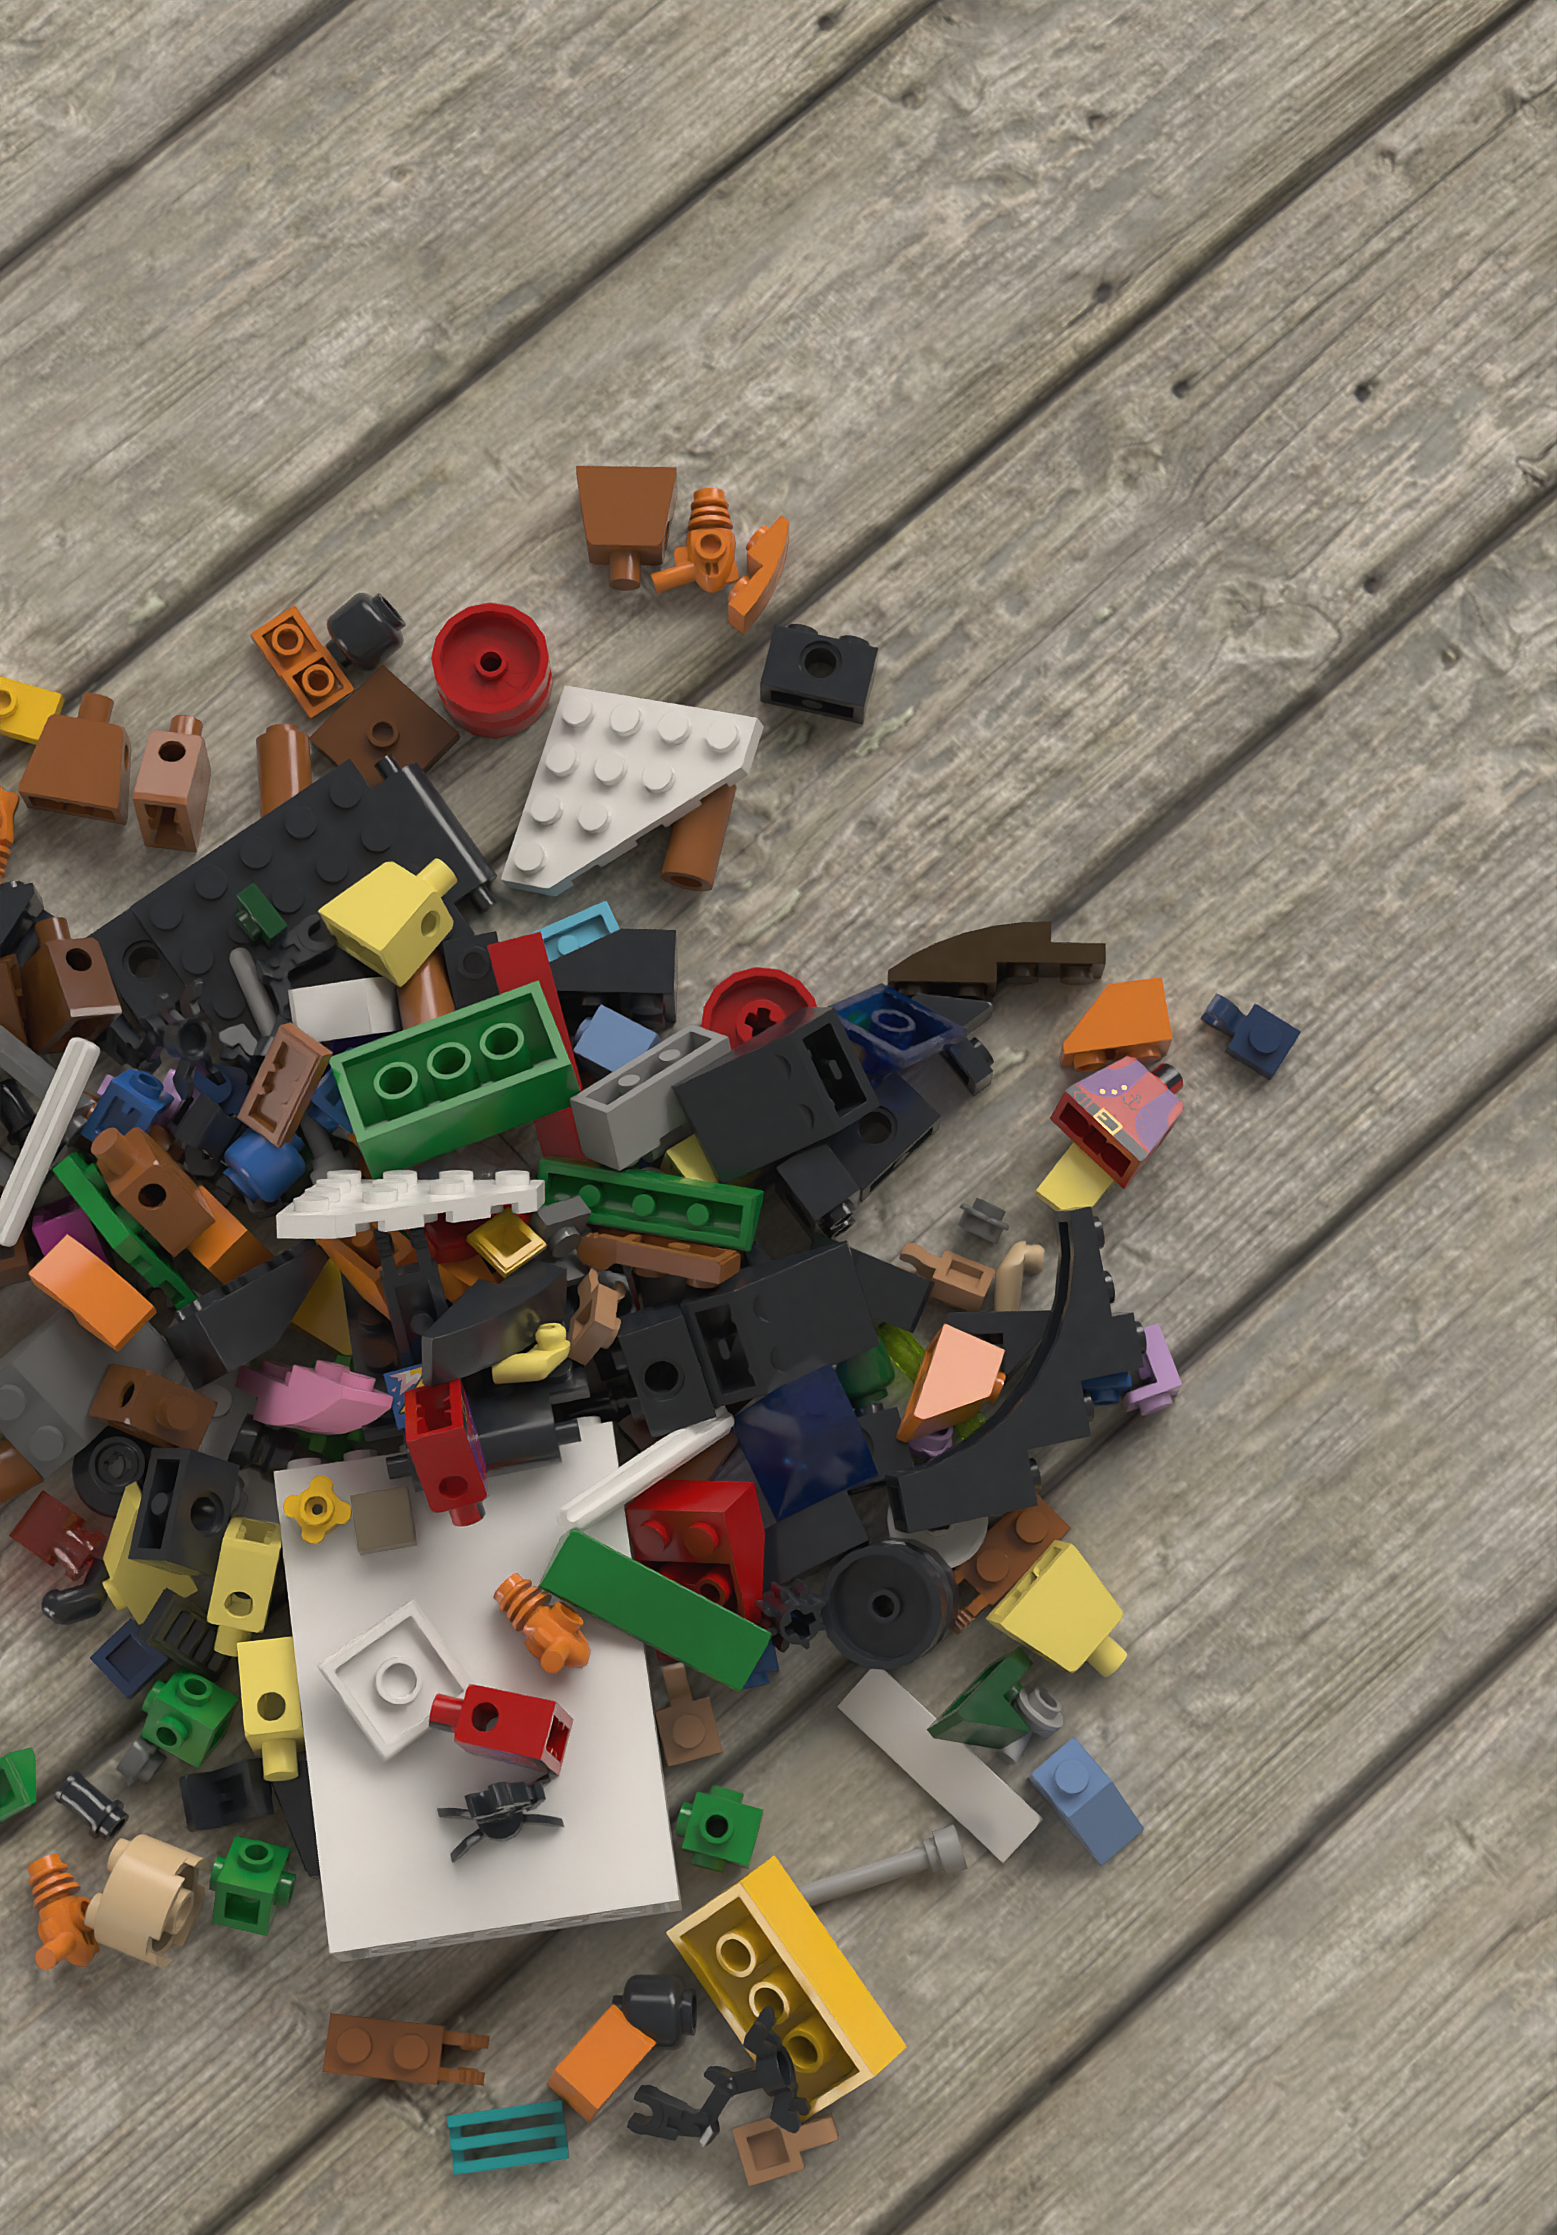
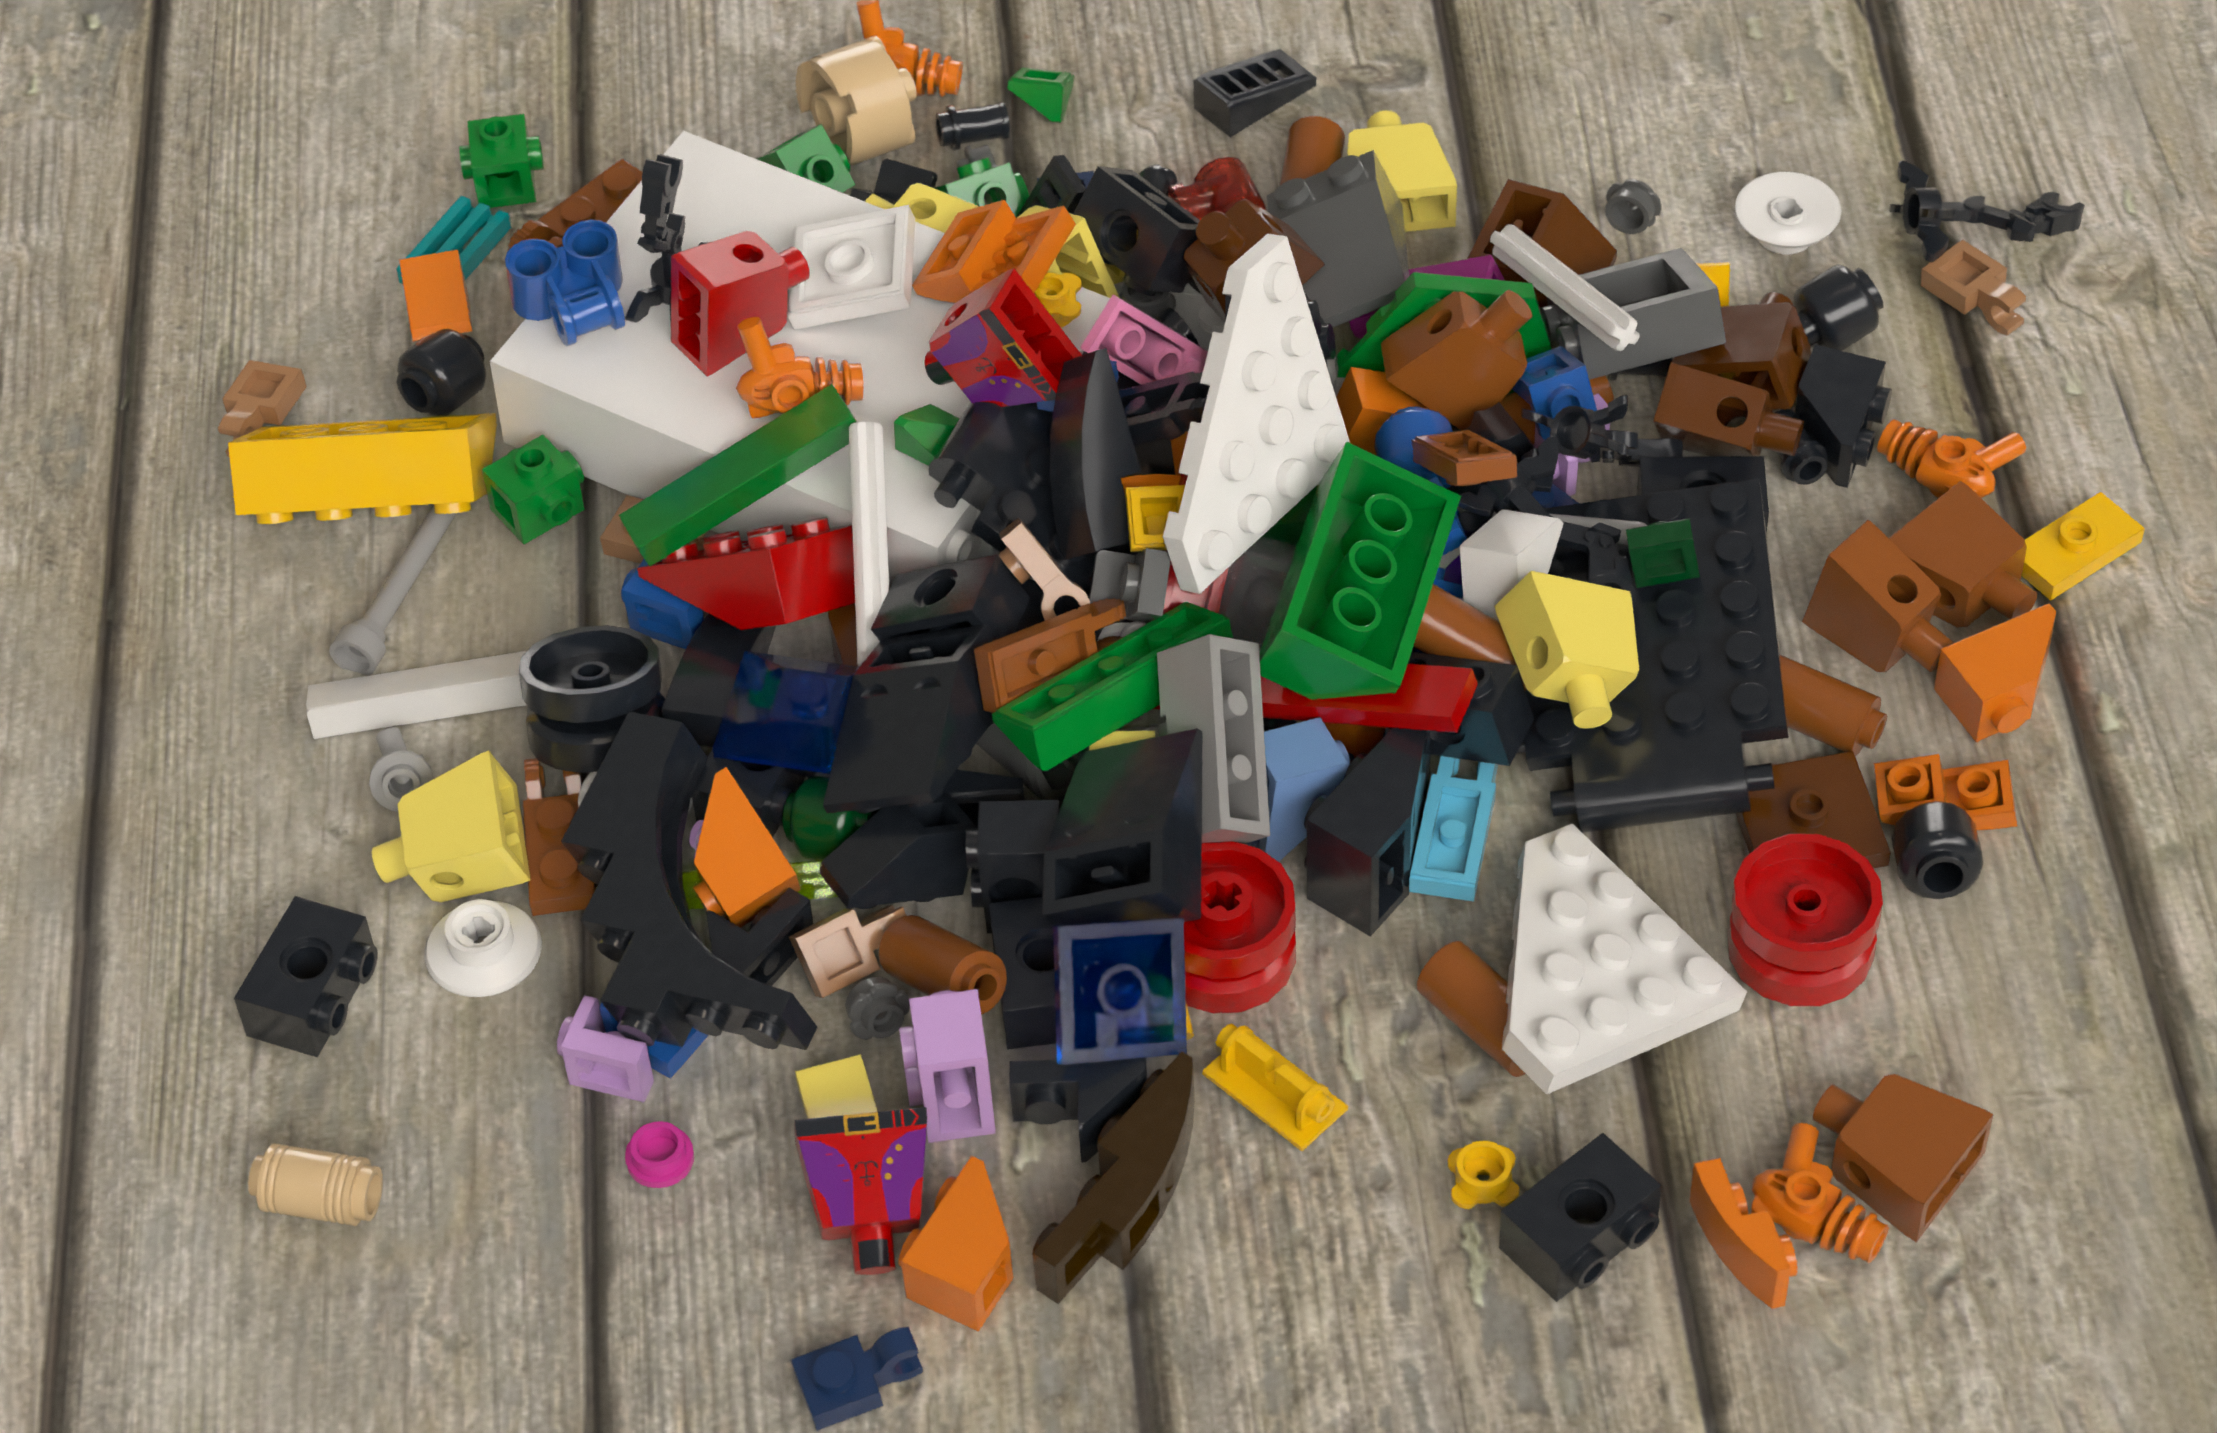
camera: 130 degrees right, 25 degrees down
(92, 1292) = (1383, 256): orange slope -> none
(172, 677) = (1996, 673): none -> orange slope
(308, 1580) = (987, 244): none -> orange slope
(423, 2155) = (501, 160): none -> green brick
(514, 1498) = (923, 432): none -> green slope
(539, 1361) = (1029, 489): light yellow arm -> none
(577, 1874) = (569, 282): none -> blue piece
(772, 2072) = (311, 394): black piece -> none
(801, 1623) = (650, 598): black gear -> none
(824, 743) = (1483, 1159): none -> yellow plate
(852, 927) = (1272, 1087): none -> yellow hinge
(932, 1183) = (940, 961): none -> dark orange brick
(982, 1710) = (438, 701): dark green slope -> none
(1007, 1118) = (948, 1065): none -> lavender brick
(1010, 1275) = (809, 997): tan arm -> none
(1086, 1801) = (296, 762): medium blue slope -> none
(1148, 1542) = (488, 966): none -> white piece
(1192, 1279) = (659, 1155): none -> dark pink plate
(1218, 1648) = (306, 976): none -> black brick
(1387, 1477) = (316, 1184): none -> tan head

